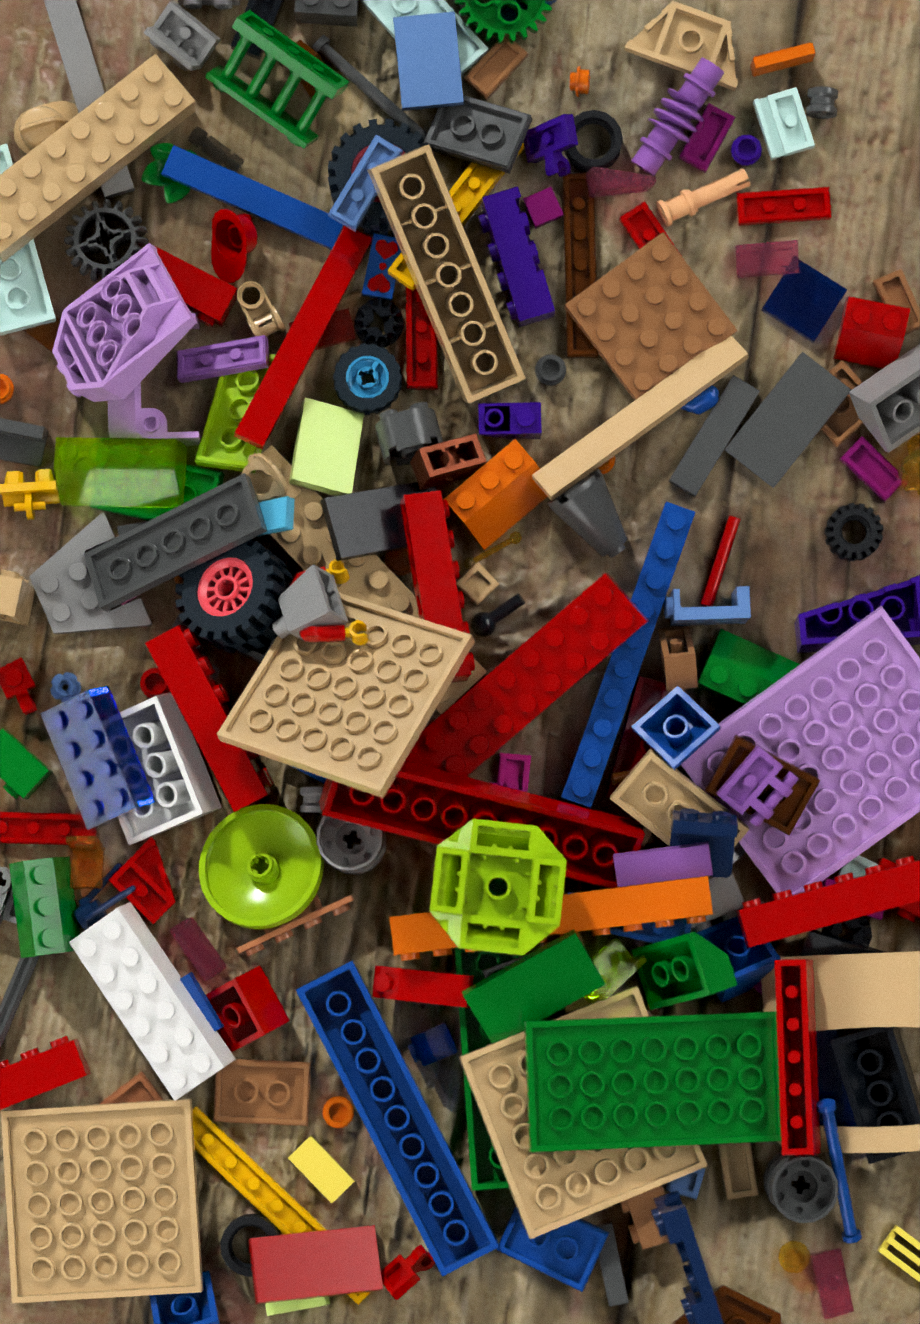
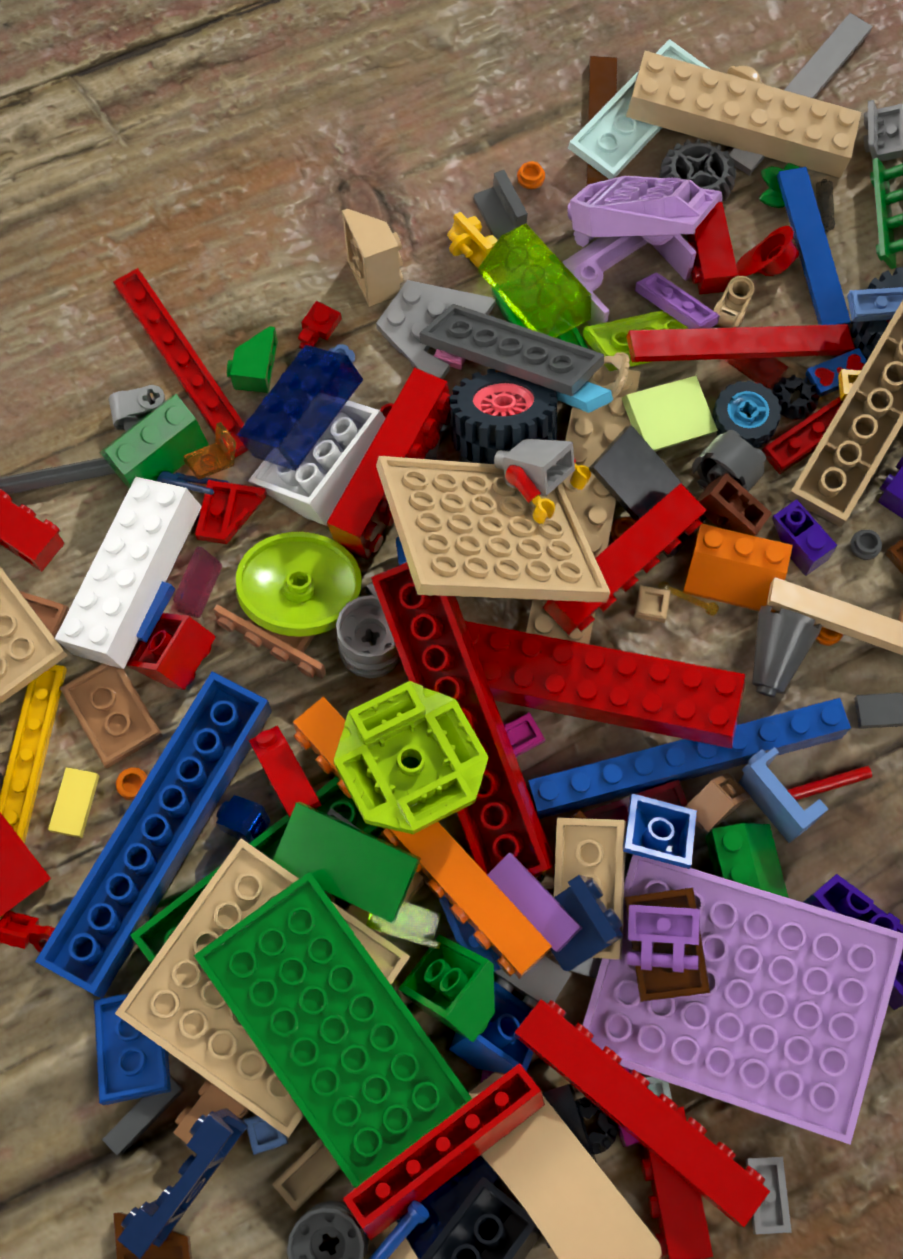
camera: 55 degrees right, 15 degrees down
(484, 623) = (625, 631): black bar -> none

